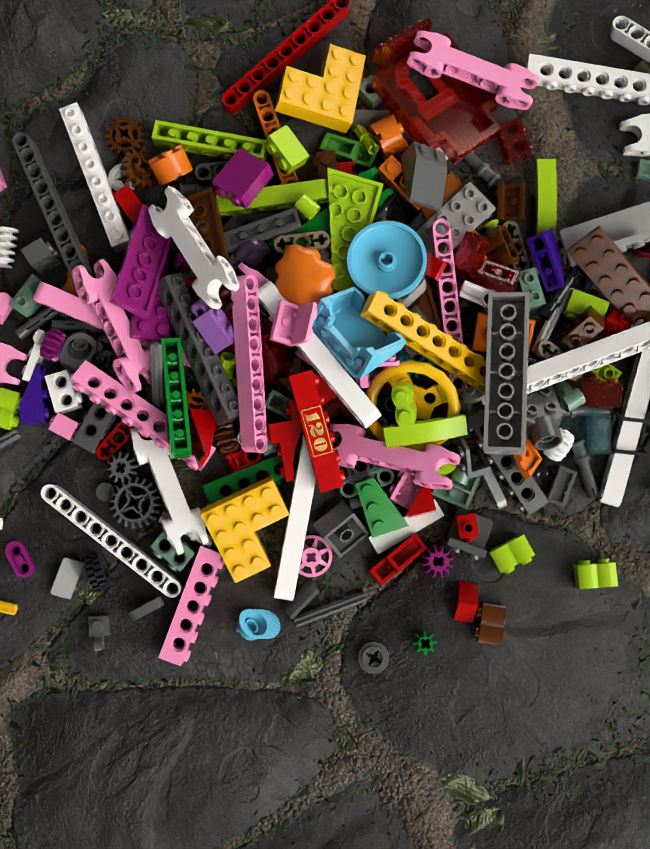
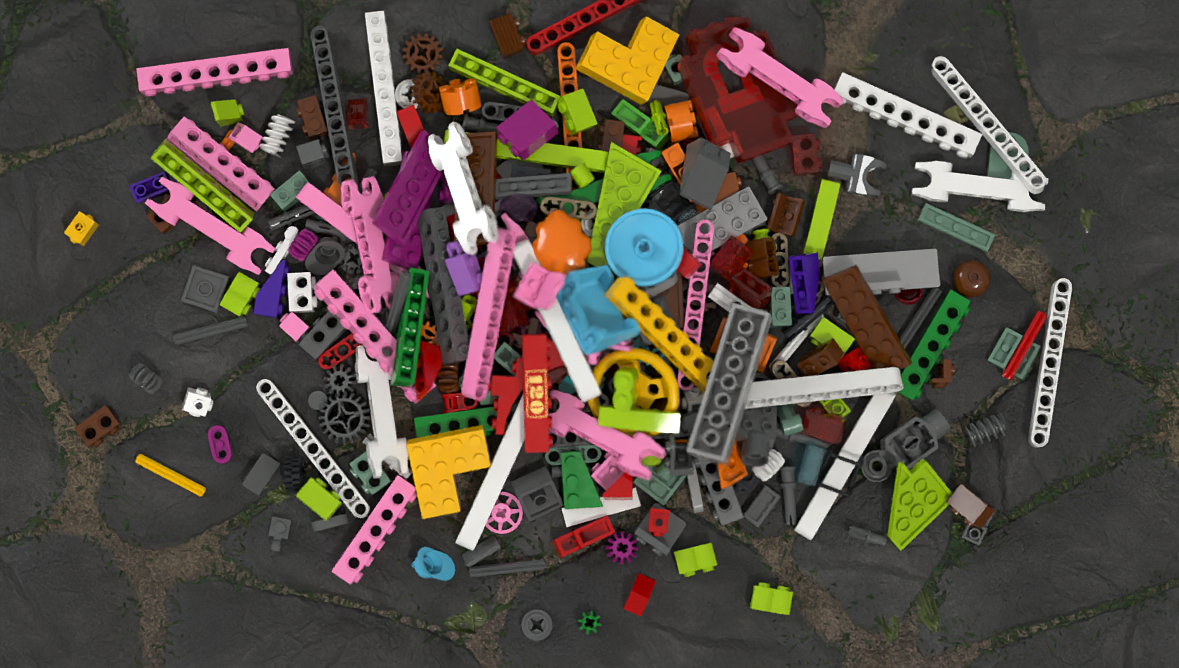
camera: 10 degrees right, 0 degrees up
(33, 219) = (313, 118): none -> reddish brown brick
(77, 209) = (357, 114): none -> clear red slope
(128, 588) = (319, 498): none -> lime brick
(202, 100) = (507, 35): none -> reddish brown brick
(344, 416) = (567, 386): none -> teal piece
(491, 624) = (657, 621): reddish brown brick -> none
(567, 147) = (856, 174): none -> dark grey connector

